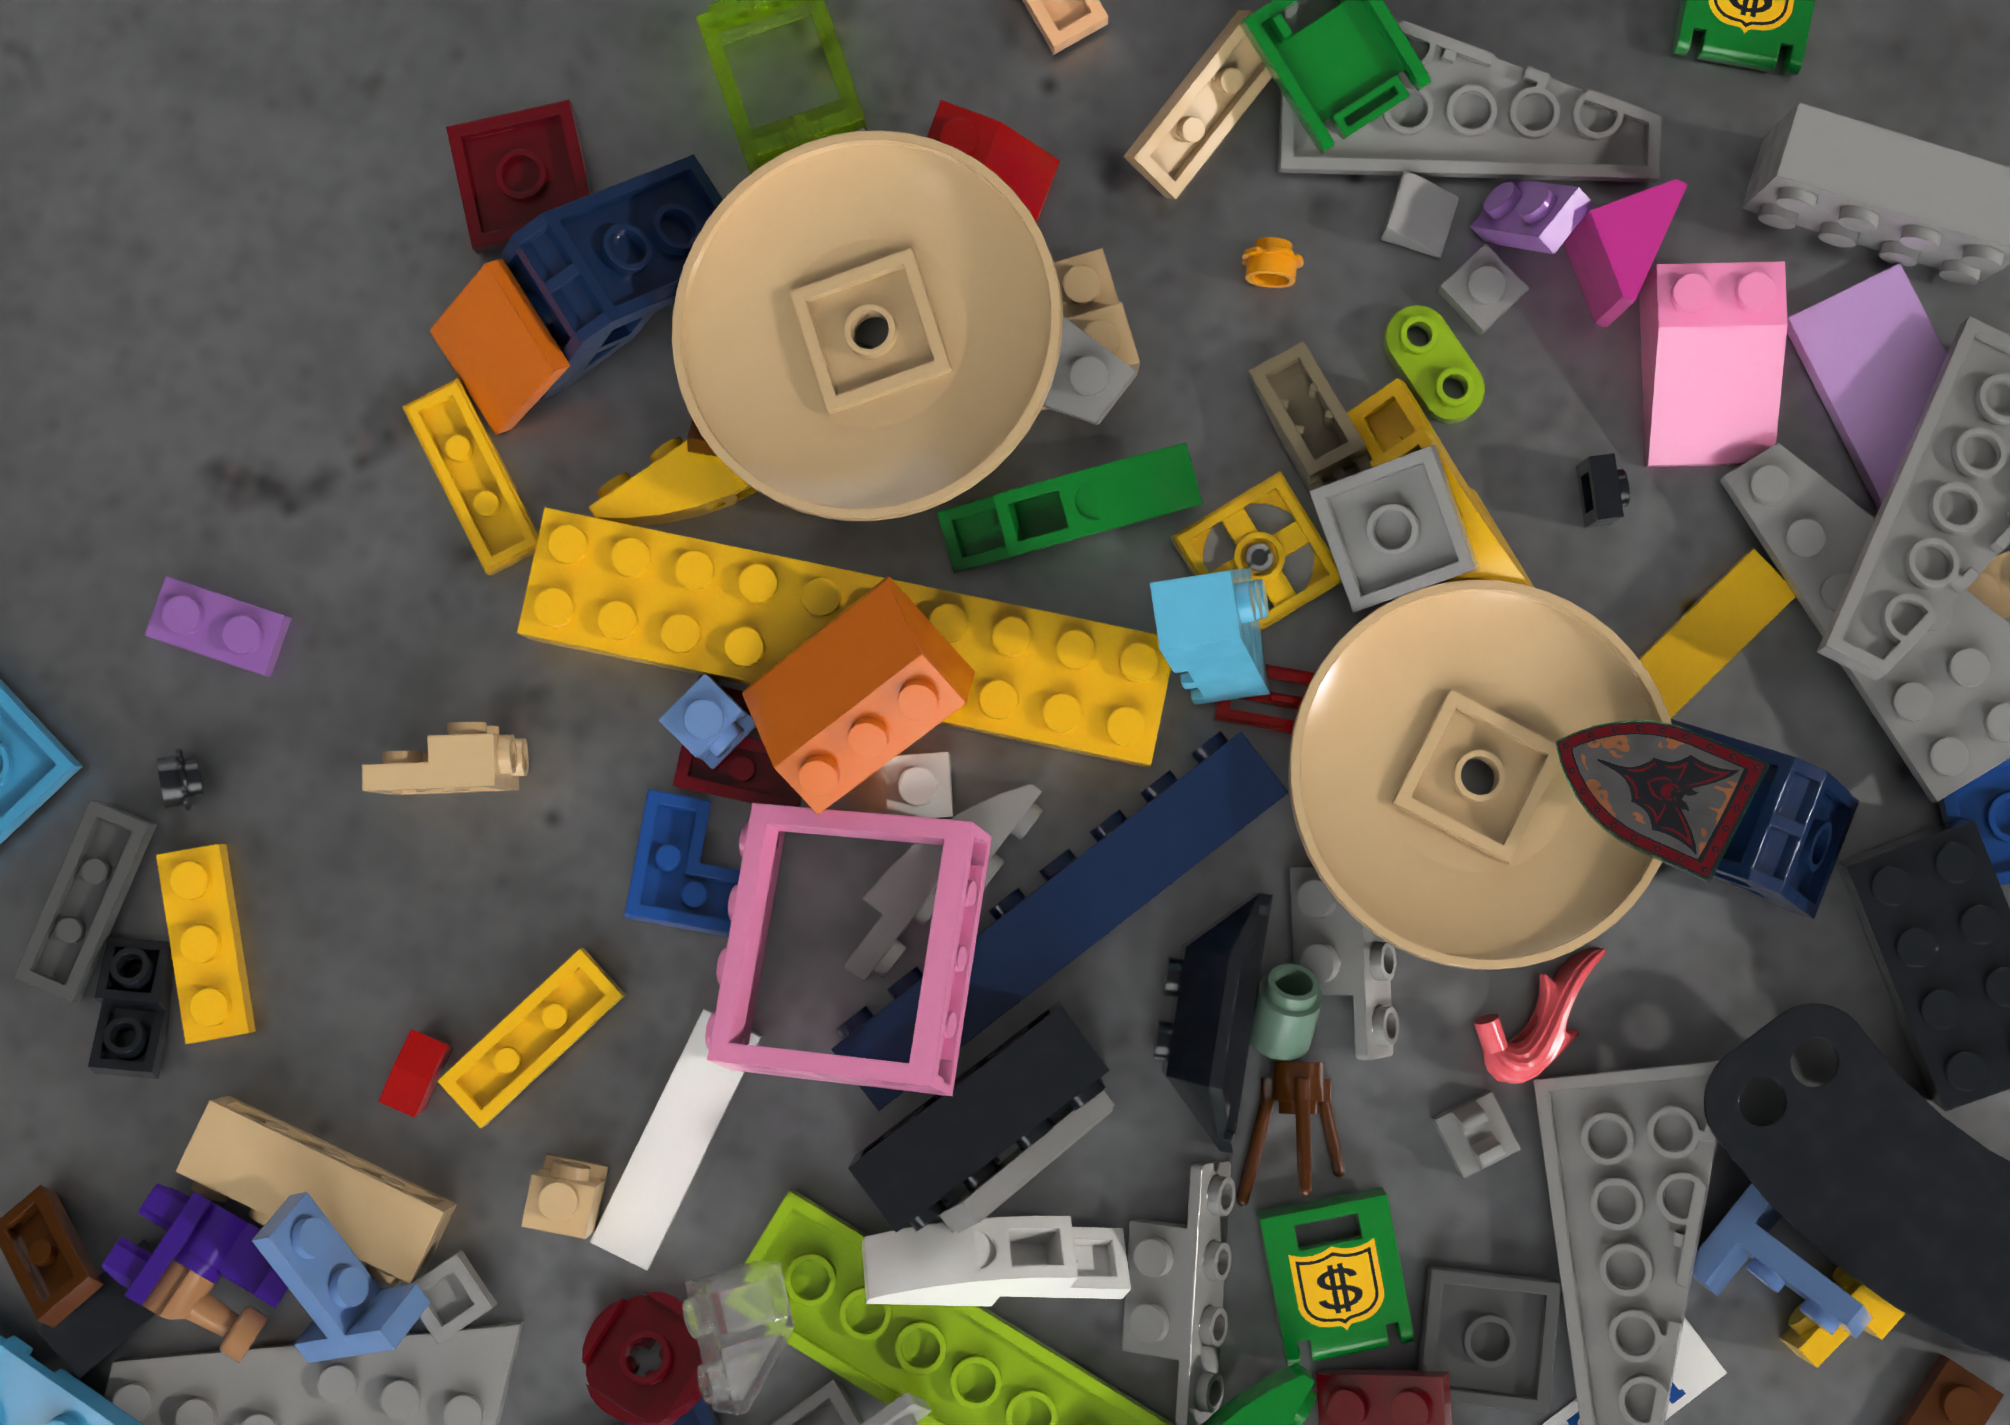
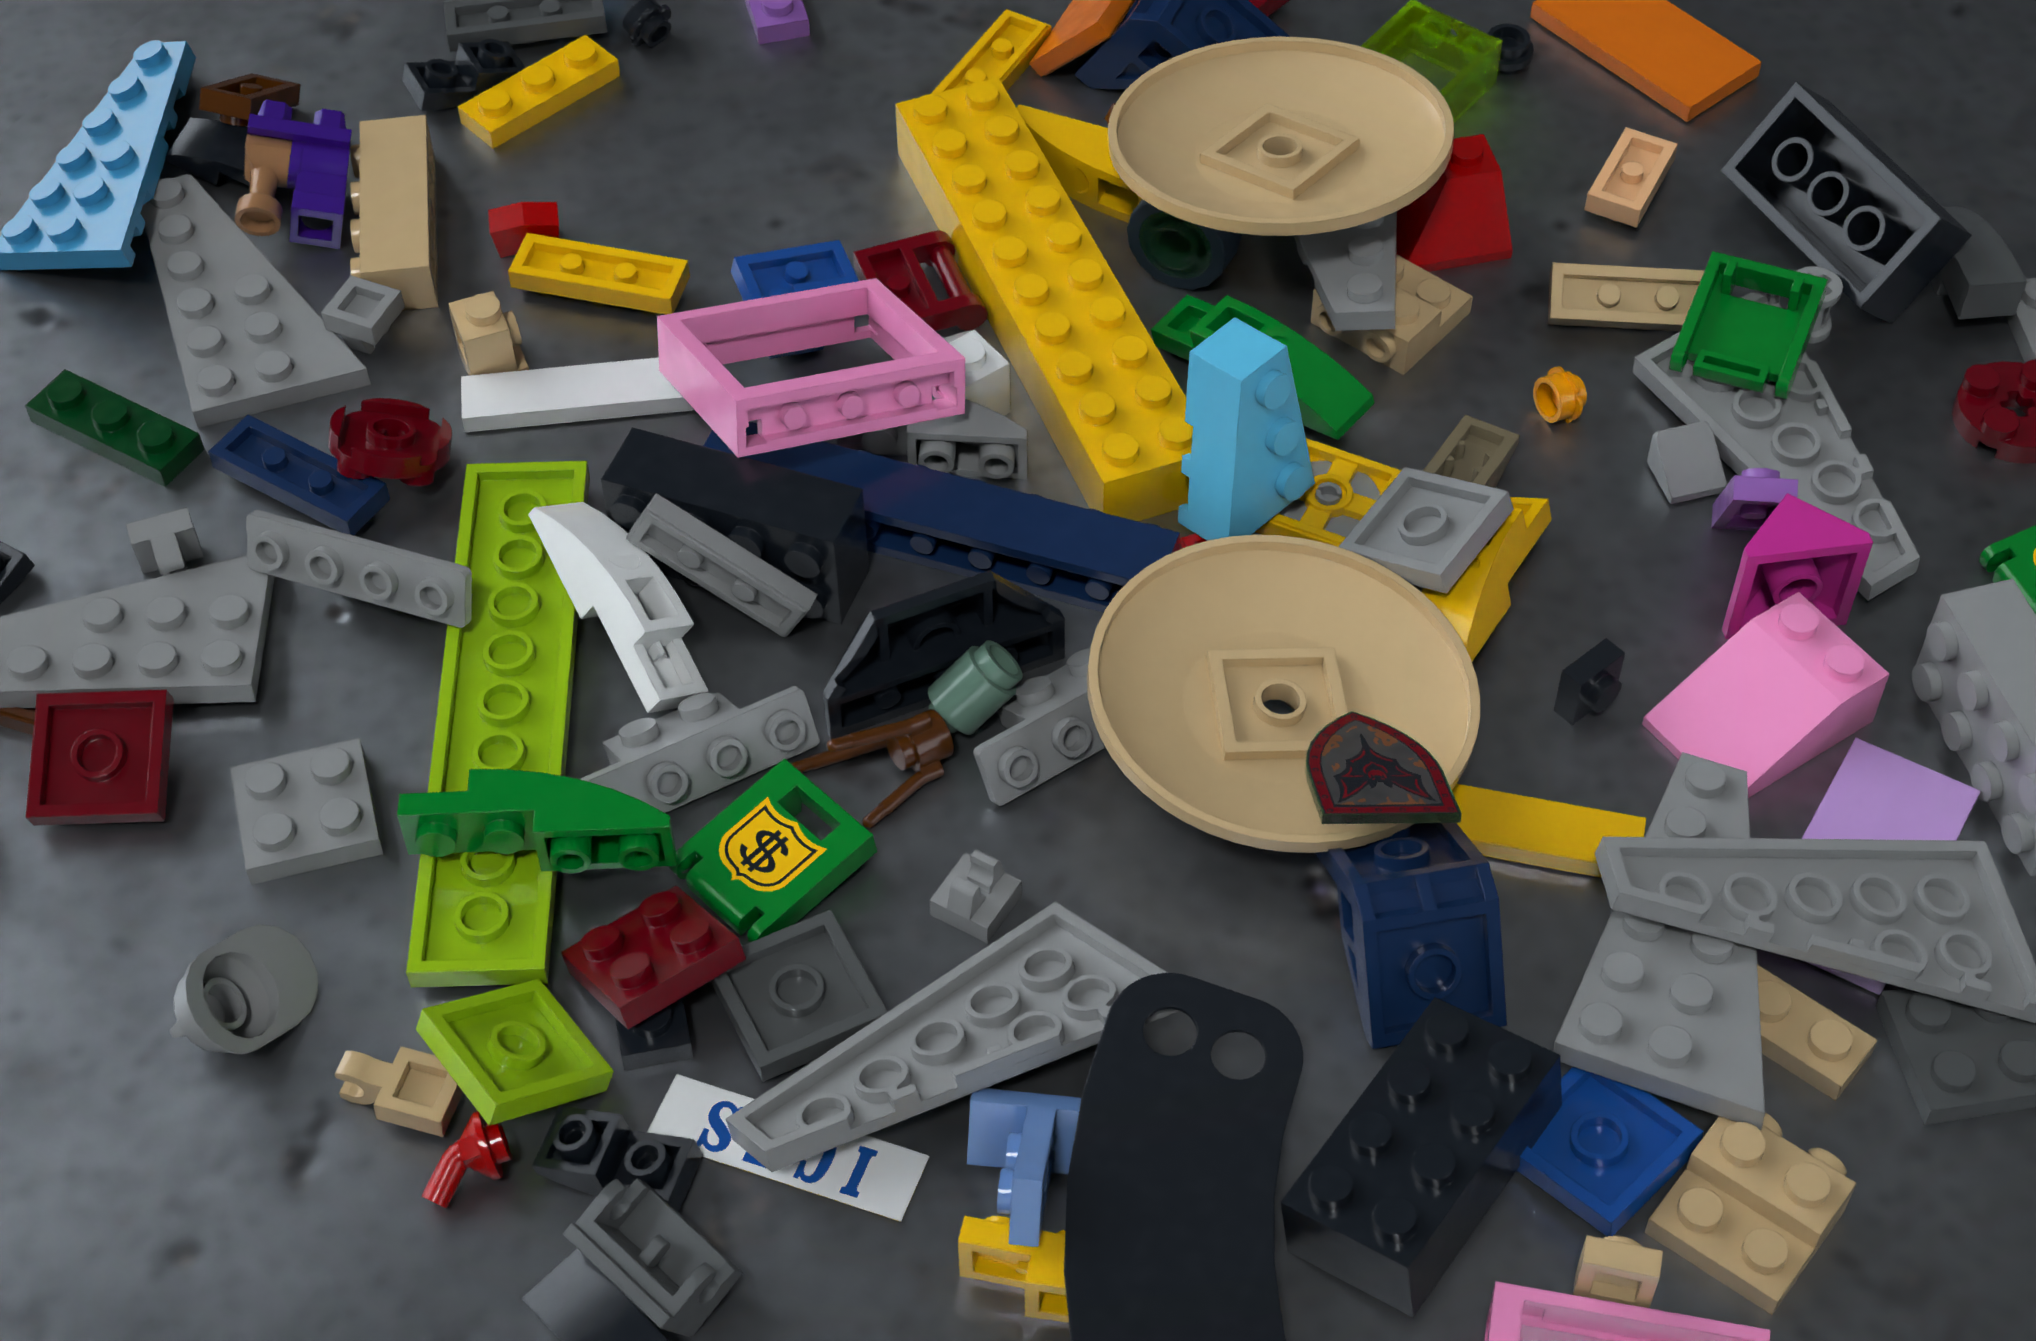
camera: 55 degrees right, 35 degrees down
(333, 1286) = (331, 219): medium blue bracket -> none
(462, 761) = (769, 121): tan plate -> none
(708, 721) = (917, 225): medium blue brick -> none
(740, 1331) = (454, 454): clear slope -> none
(856, 695) = (1005, 274): orange slope -> none
(1429, 365) = (1583, 537): lime plate -> none
(1482, 289) = (1672, 537): light grey plate -> none
(1546, 1031) = (1103, 896): coral piece -> none

